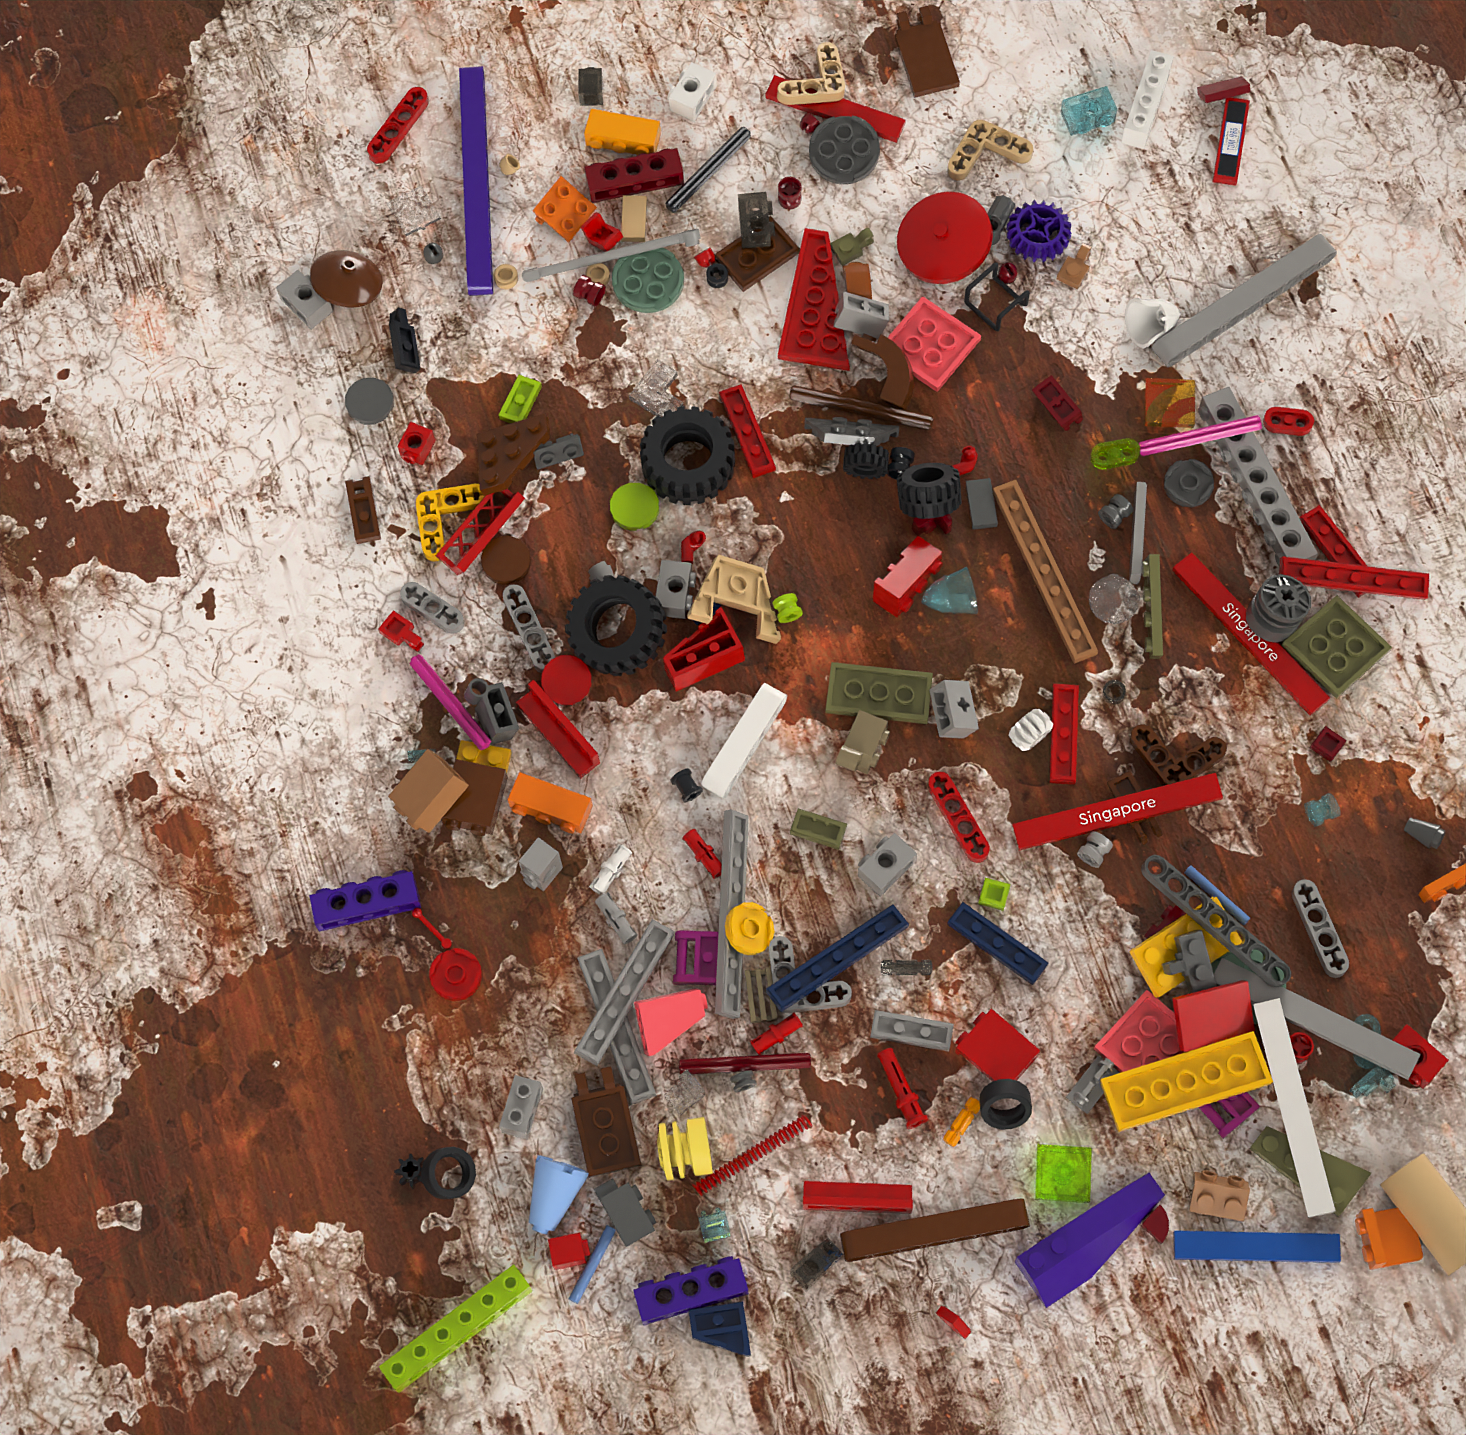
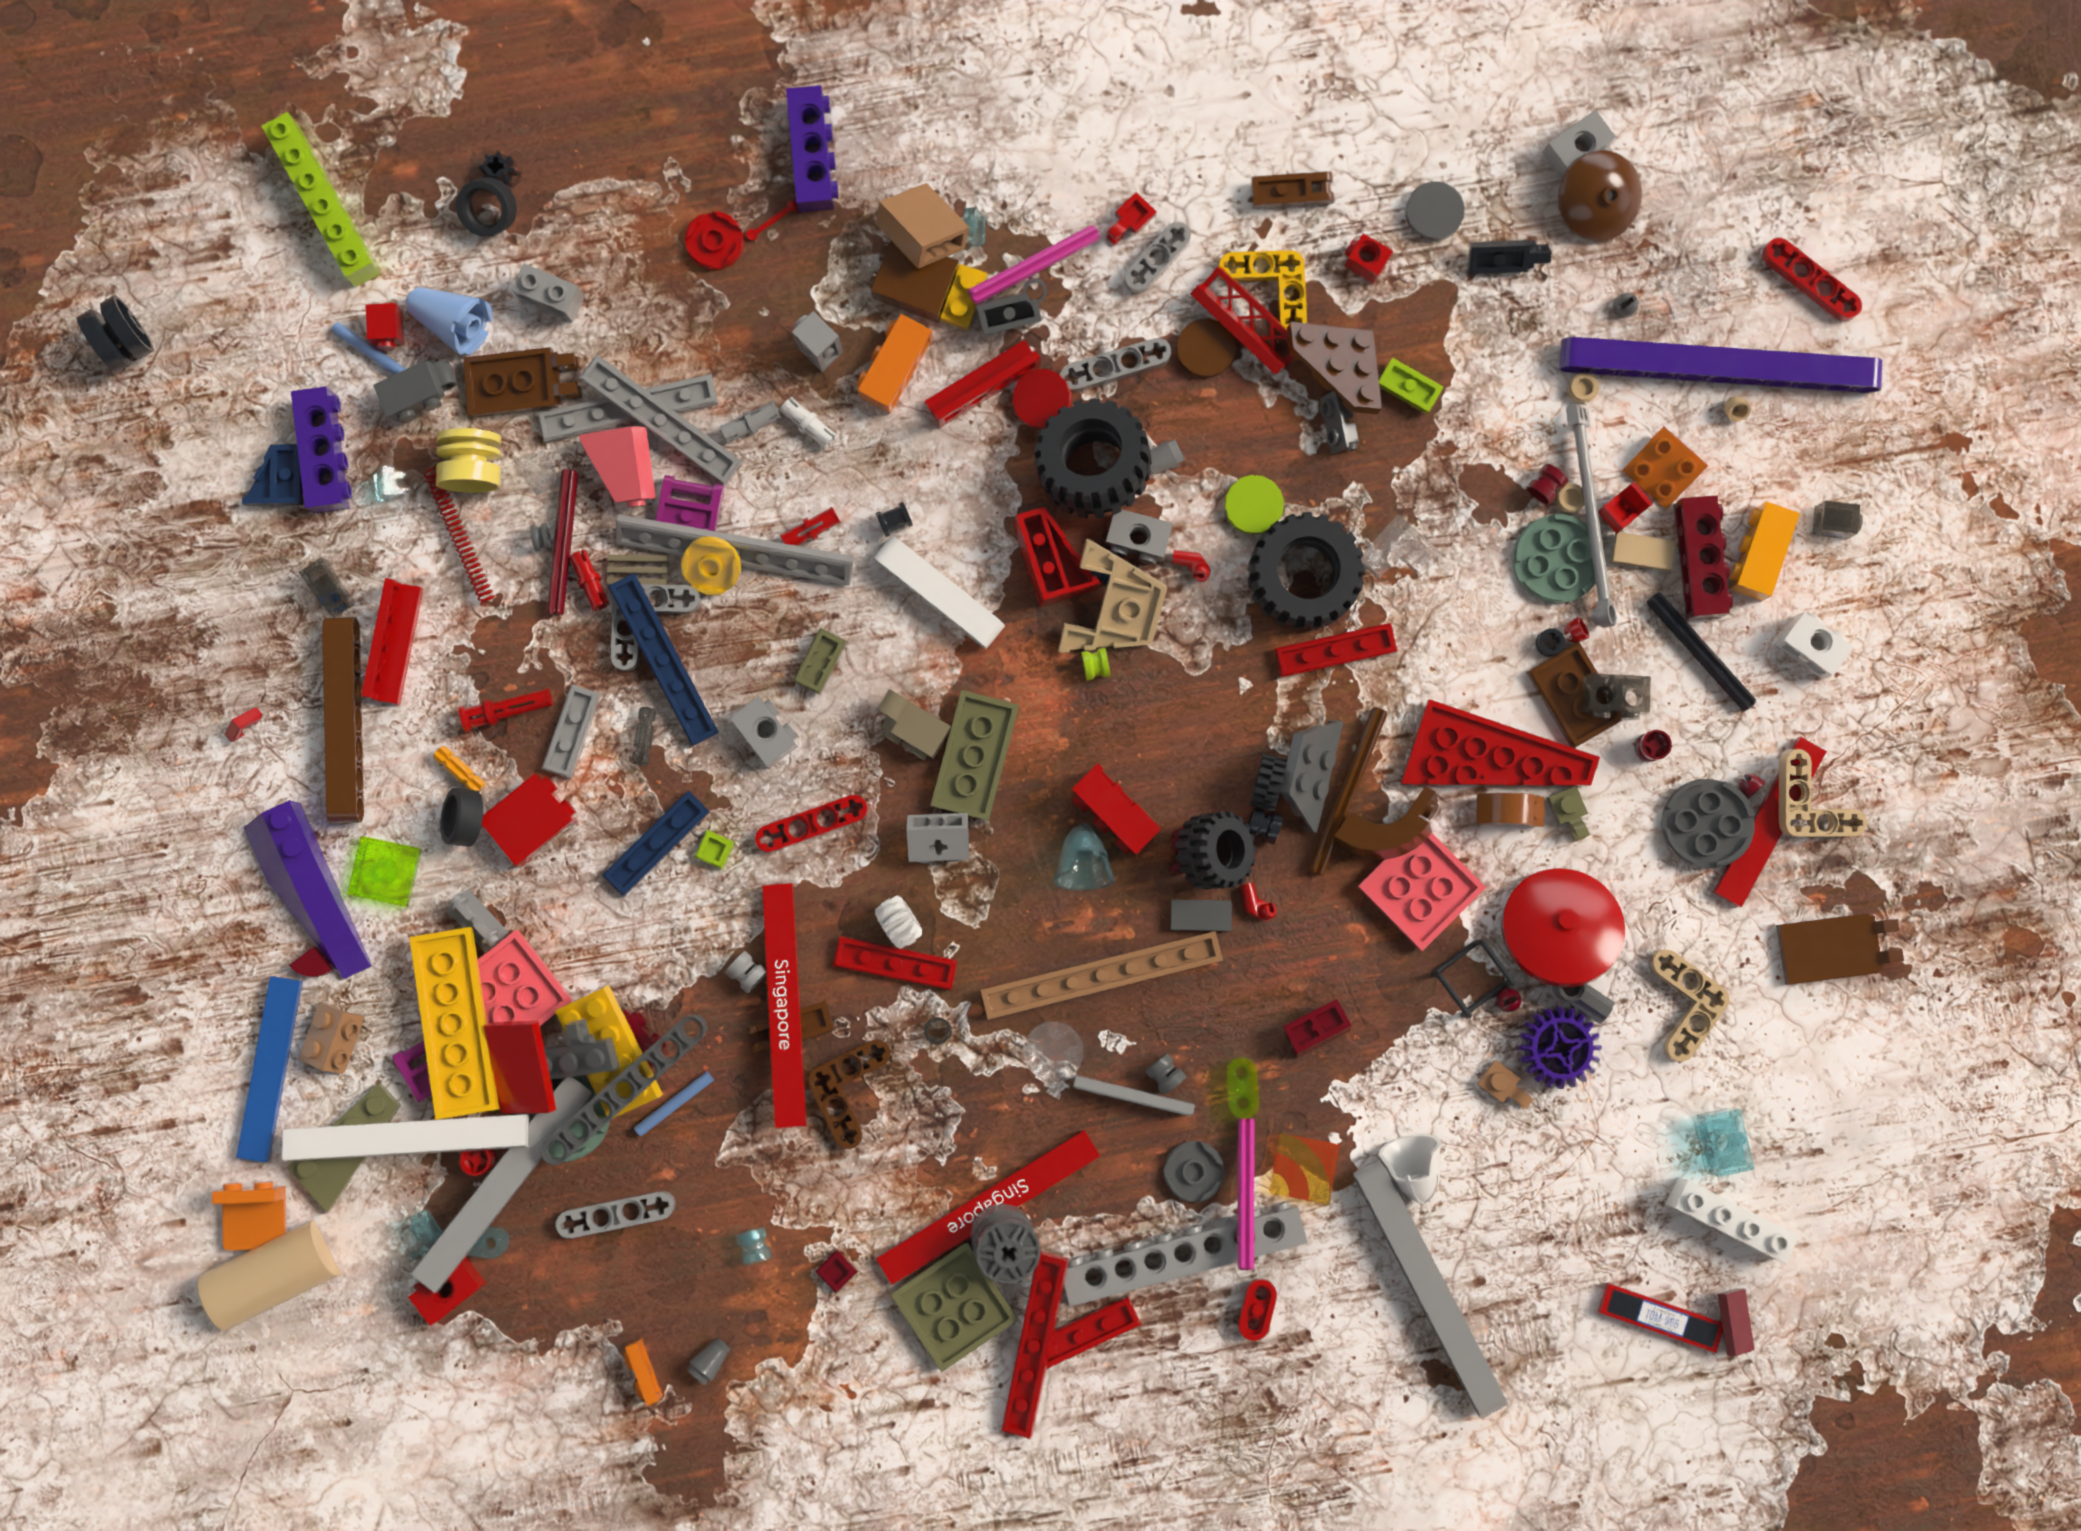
camera: 90 degrees right, 15 degrees up
(861, 315) = (1467, 807): light grey hinge -> none
(1153, 612) = (1042, 1095): olive wing -> none

